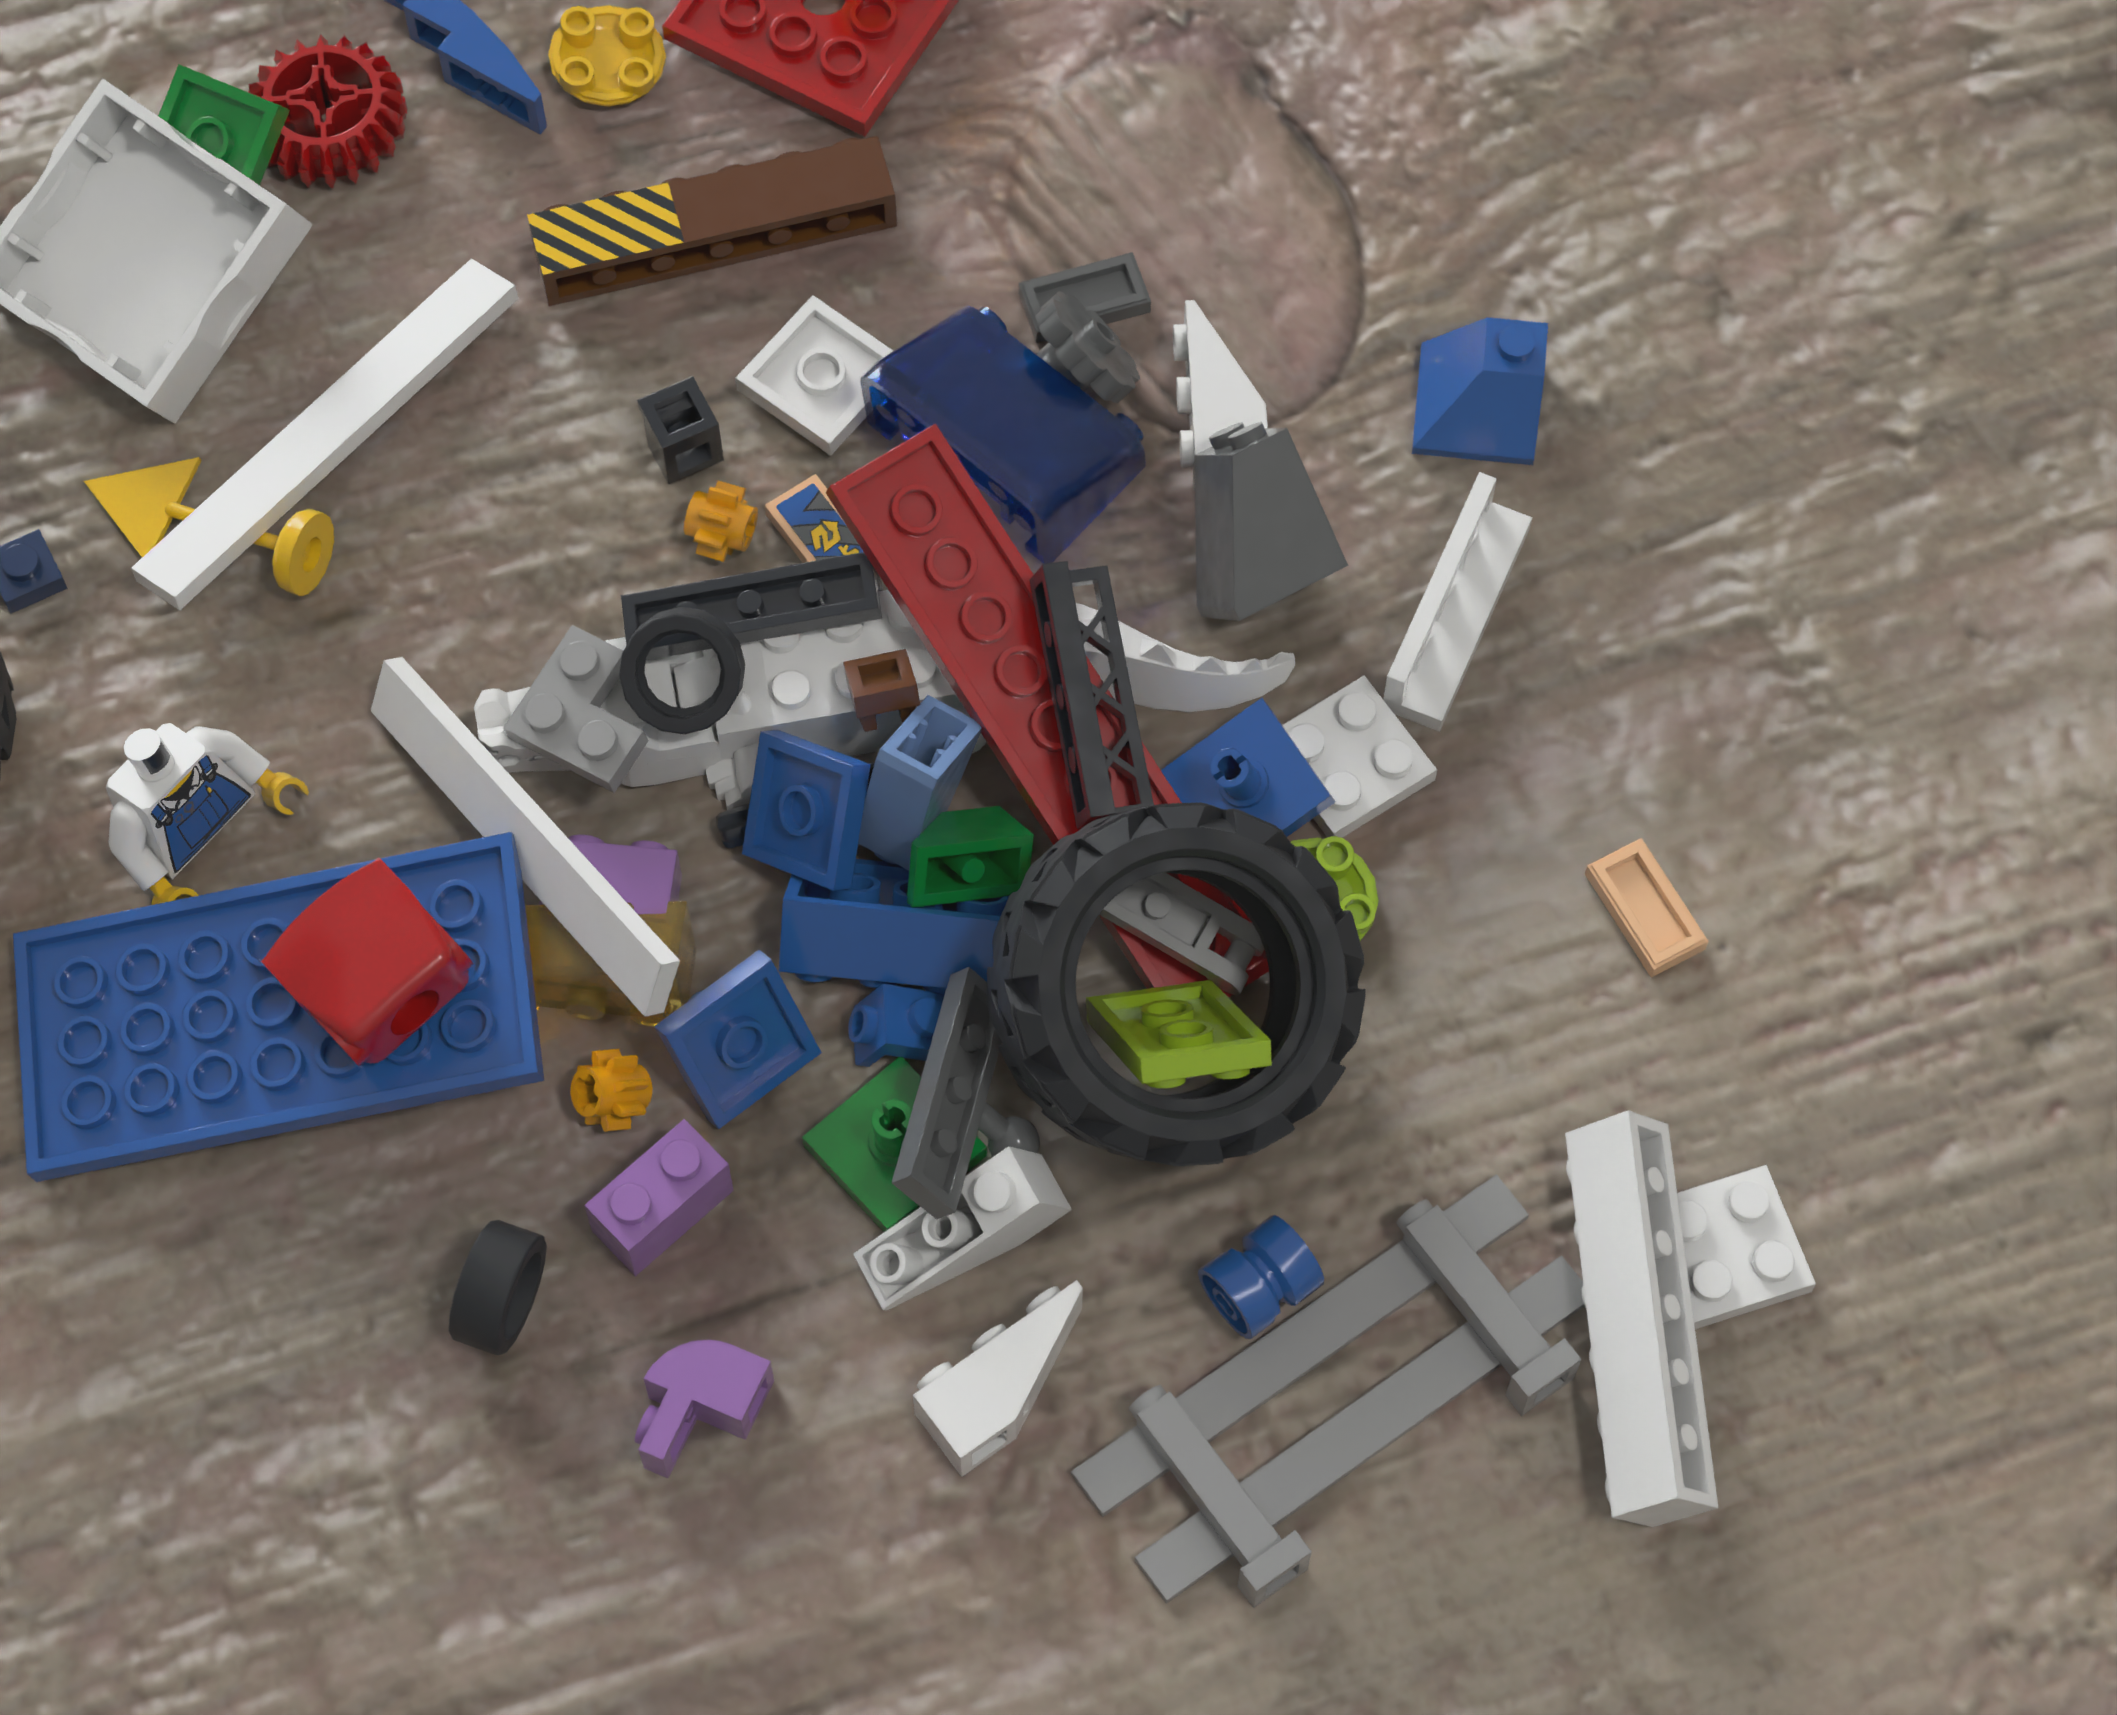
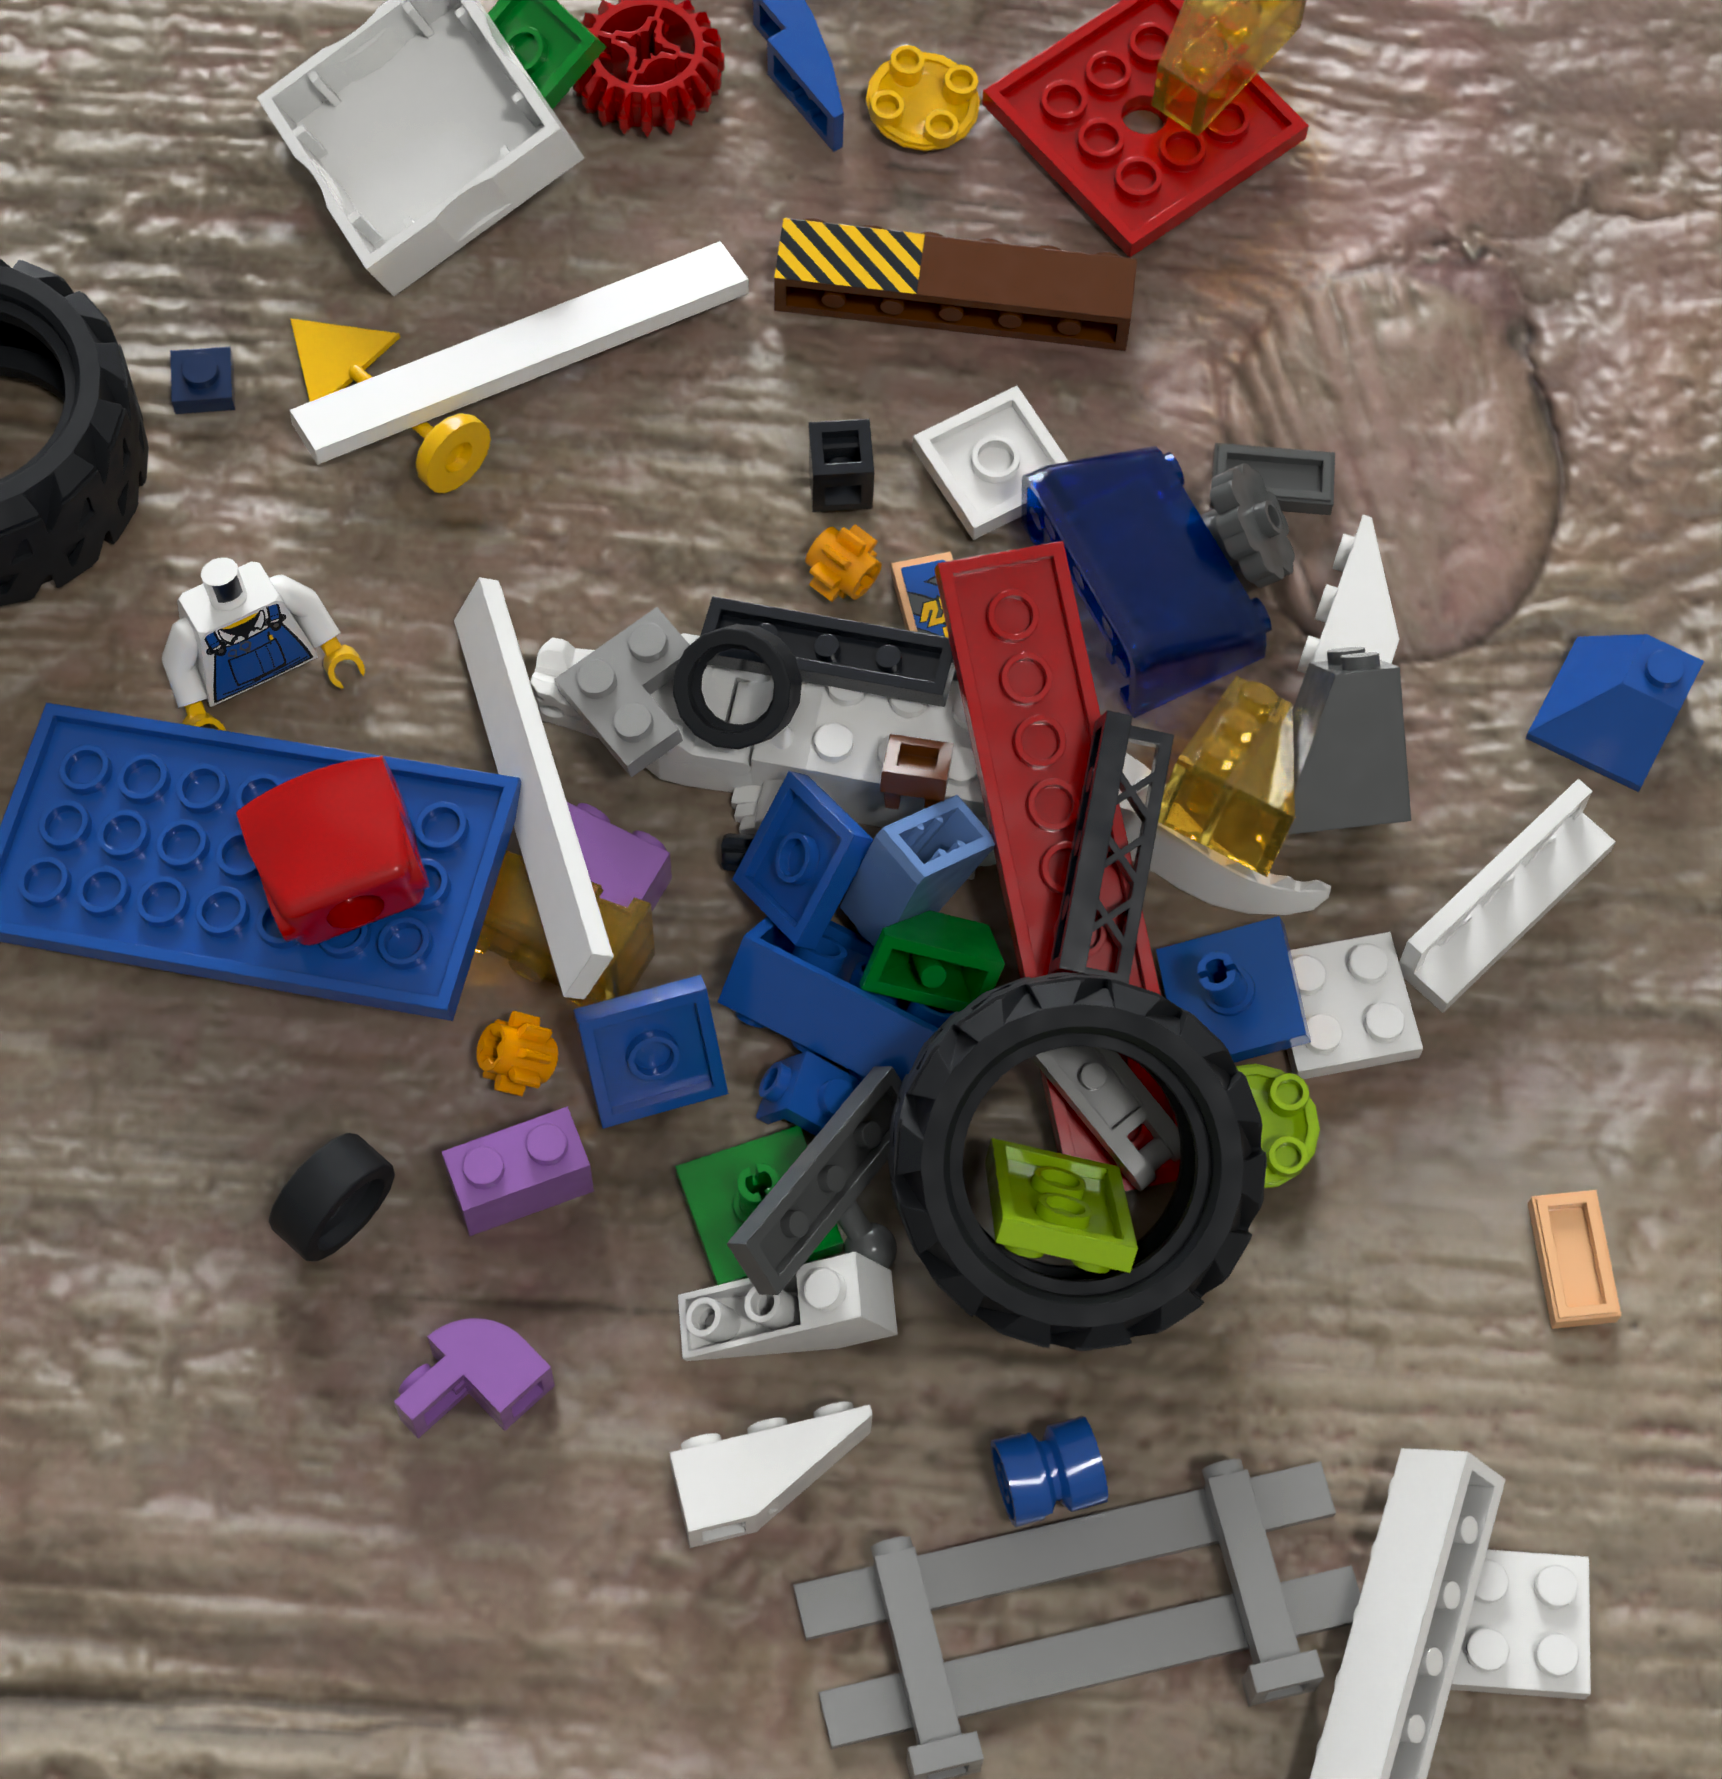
camera: 20 degrees right, 0 degrees up
(1177, 585) = (1237, 778): none -> clear yellow wedge

